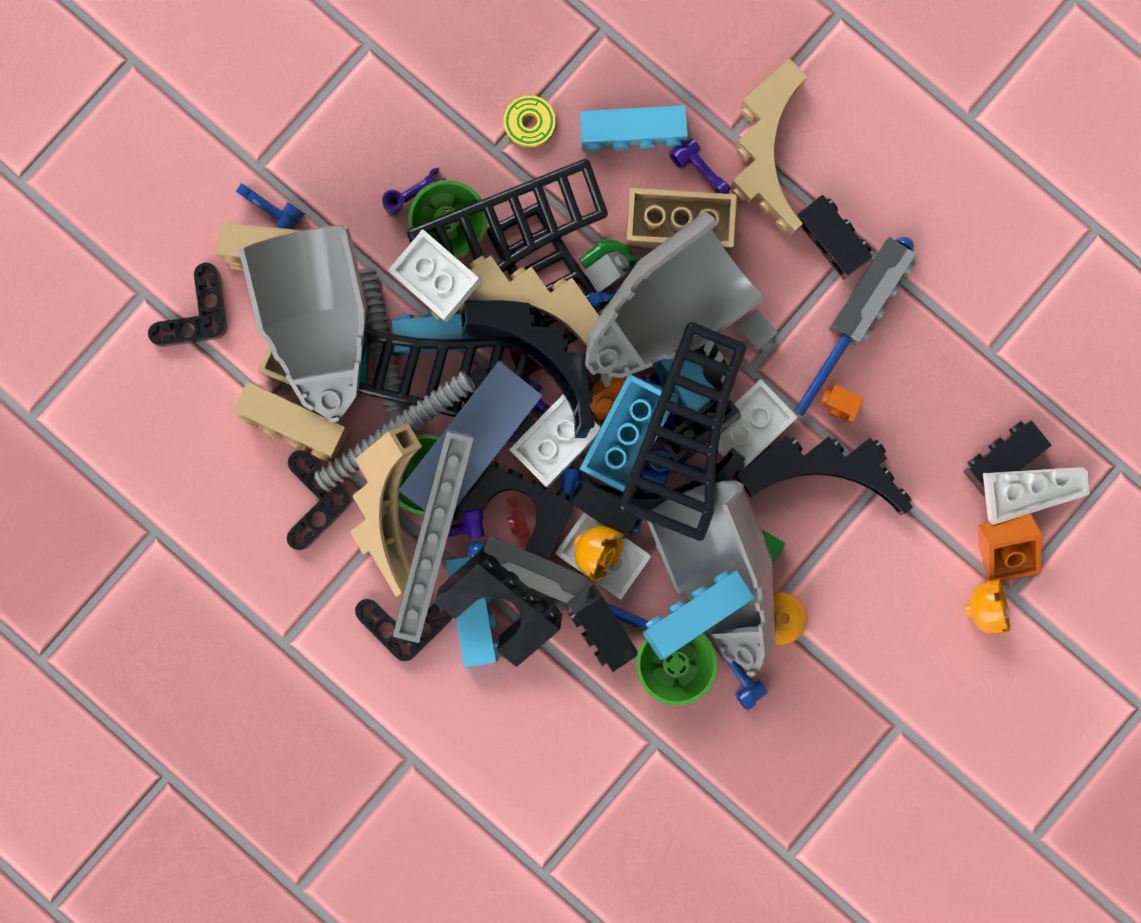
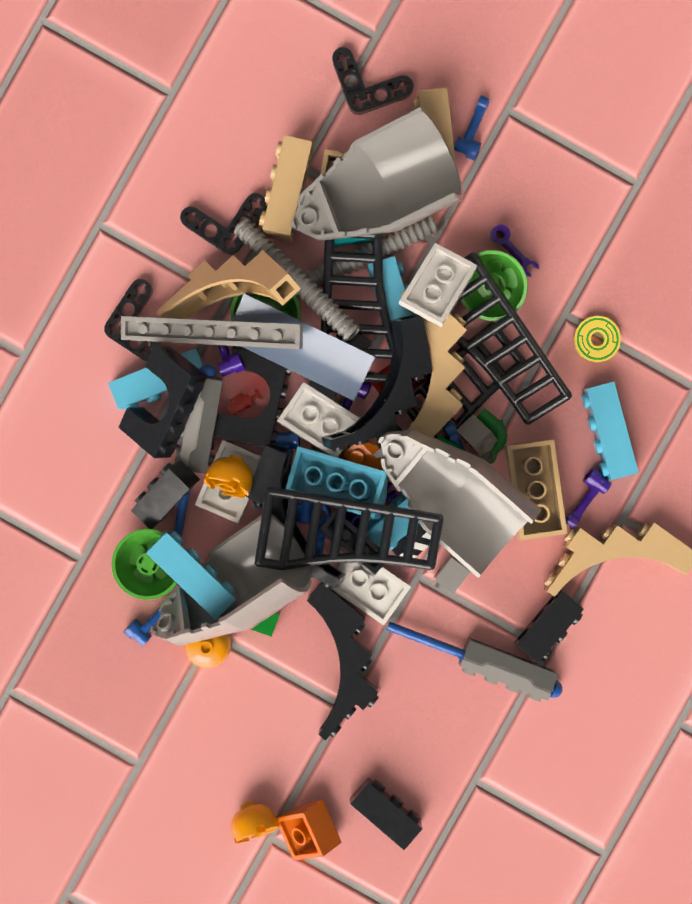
camera: 80 degrees right, 5 degrees up
(841, 403) = (404, 661): orange brick -> none
(1025, 492) = (360, 838): white wing -> none

